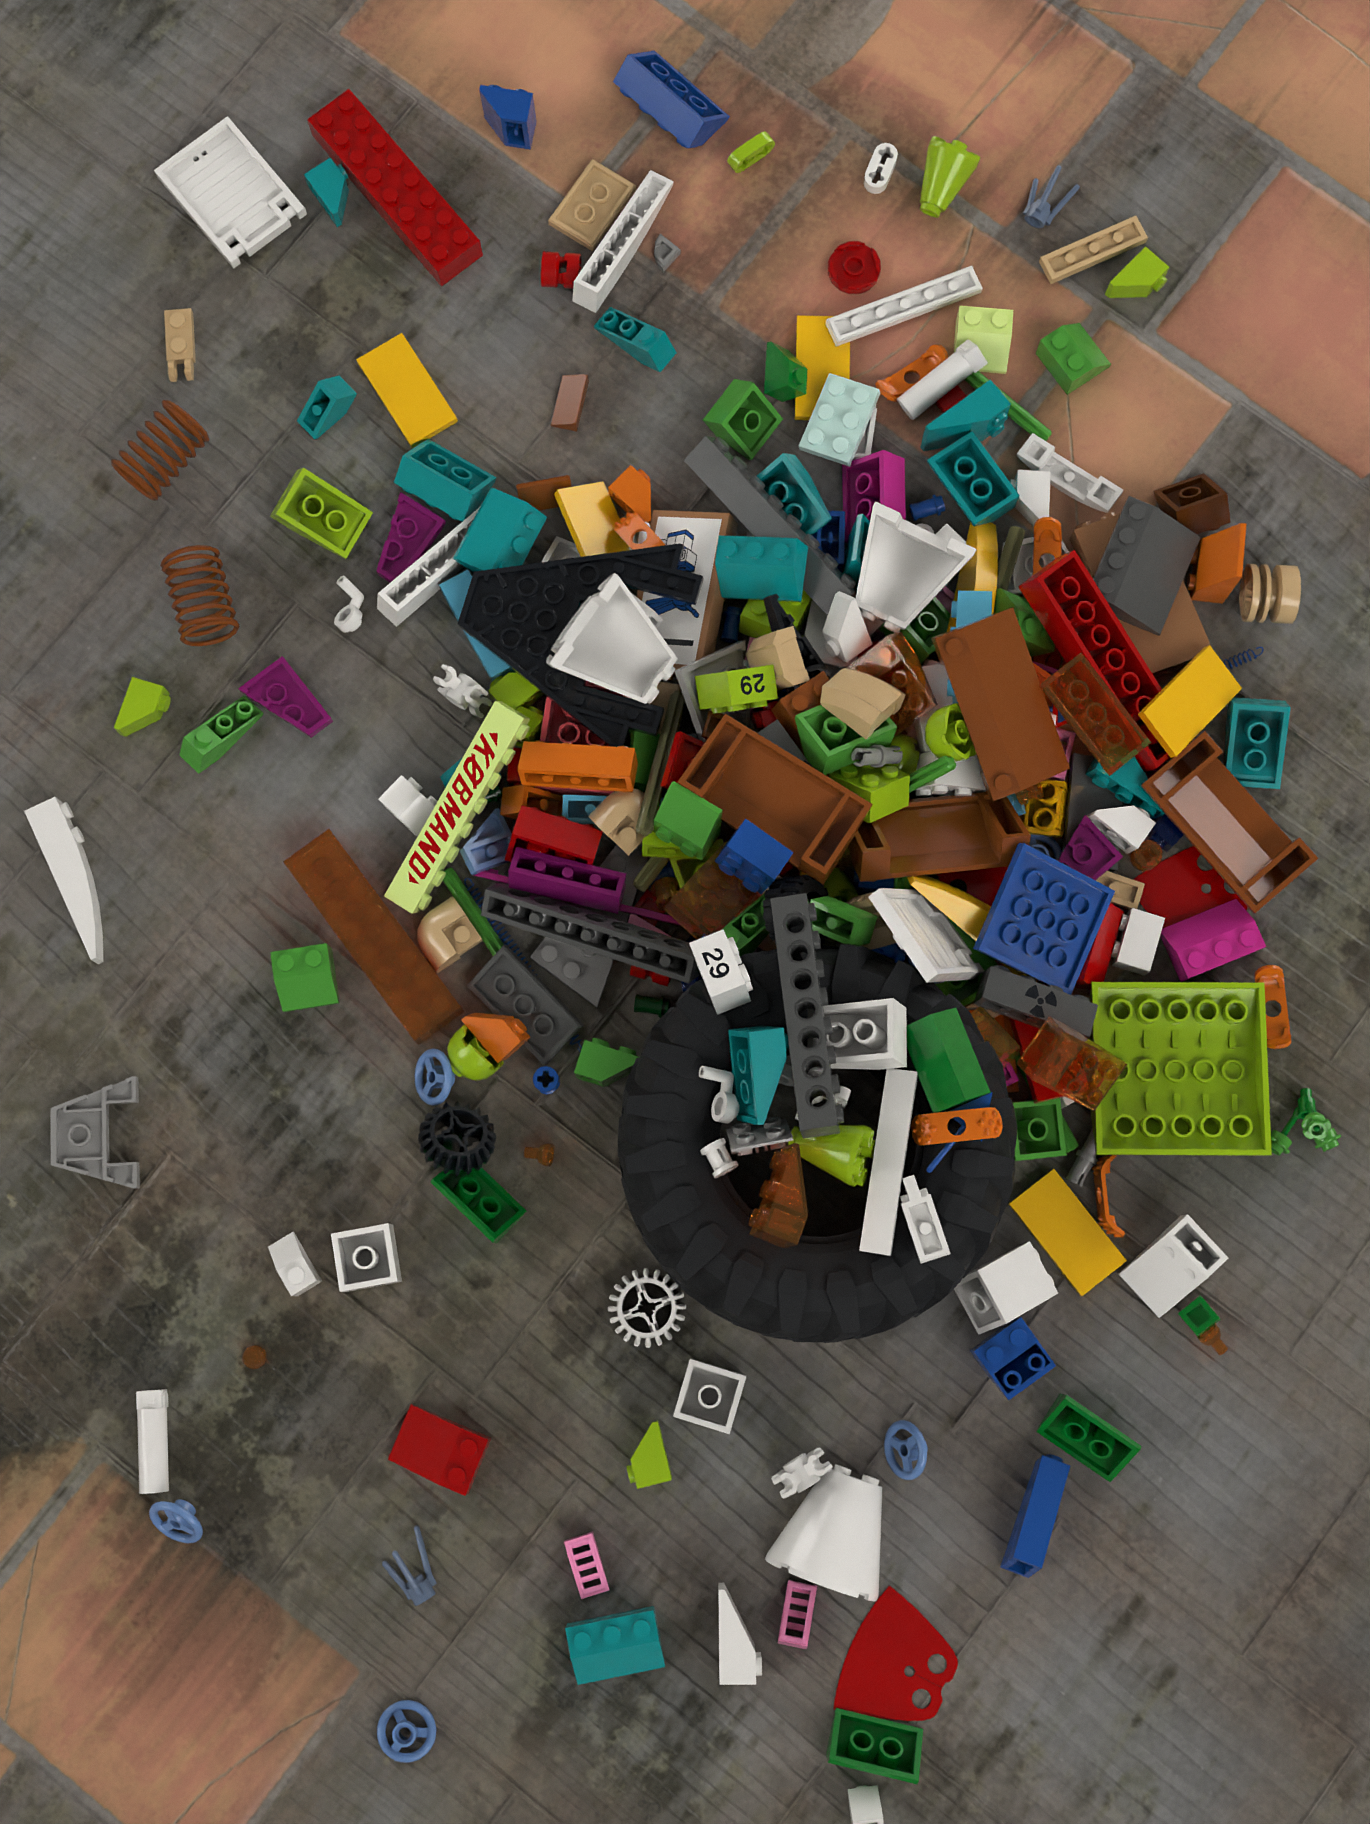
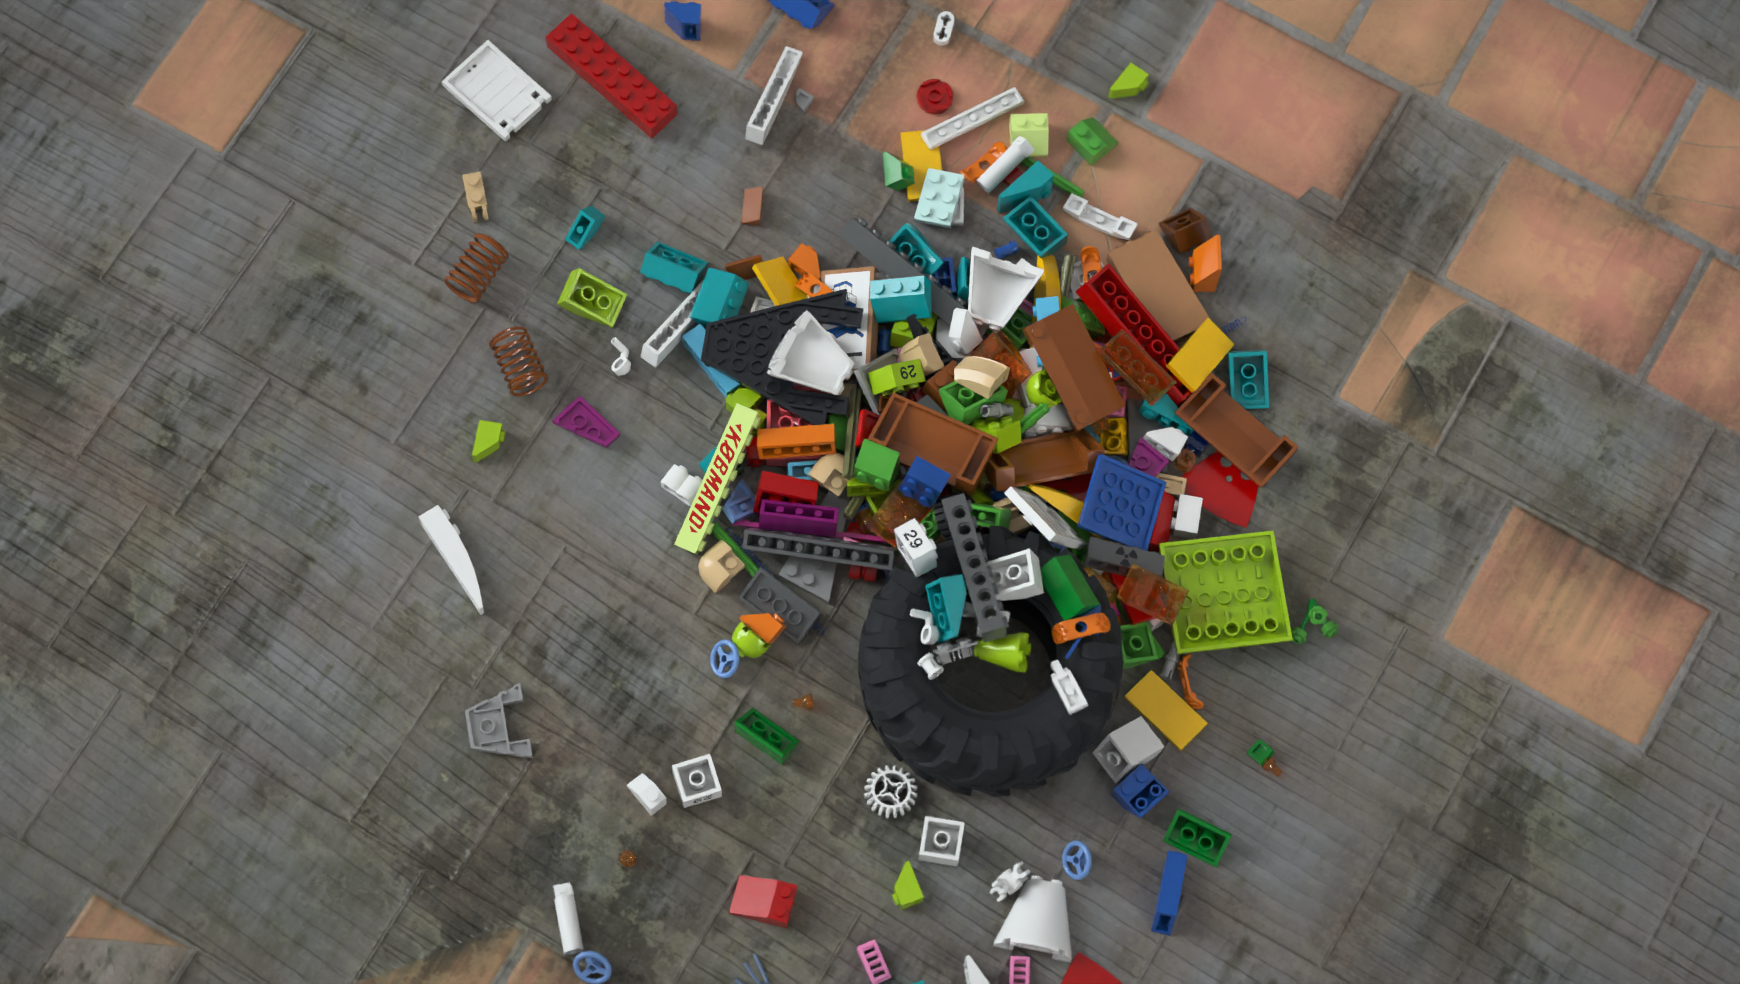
camera: 15 degrees left, 10 degrees down
(219, 734) = (543, 452): bright green slope -> none
(305, 977) = (627, 605): bright green slope -> none
(330, 188) = (565, 81): teal slope -> none
(373, 937) = (670, 572): clear orange brick -> none
(407, 390) = (638, 210): yellow tile -> none
(409, 537) = (655, 308): magenta wing -> none
(451, 1146) = (747, 695): black gear -> none
(462, 691) = (708, 404): white pin -> none
(529, 796) = (754, 470): orange slope -> none
(540, 1074) = (806, 650): blue bush -> none
(551, 269) = (728, 122): red wheel -> none
(592, 205) = (748, 73): tan tile -> none
(603, 1064) = (840, 635): bright green slope -> none
(637, 338) = (796, 160): teal slope -> none
(651, 1005) = (864, 596): dark green pin -> none
(743, 418) = (873, 204): bright green slope -> none
(751, 152) = (853, 27): lime beam -> none
(783, 1202) = (975, 685): clear orange slope -> none
(872, 479) = (964, 235): dark pink slope -> none
(888, 1161) = (1040, 654): white tile -> none
(945, 173) = (988, 28): lime cone -> none
(1033, 492) = (1077, 233): white slope -> none
(1038, 213) = (1055, 47): sand blue plant -> none
(1093, 249) = (1096, 68): tan plate -> none
(1144, 565) = (1158, 270): dark grey slope -> none
(1173, 1265) = (1238, 721): white slope -> none
(1211, 939) = (1236, 510): dark pink slope -> none
(1270, 593) = (1244, 280): tan wheel -> none
(1277, 1027) = (1288, 562): orange piece -> none

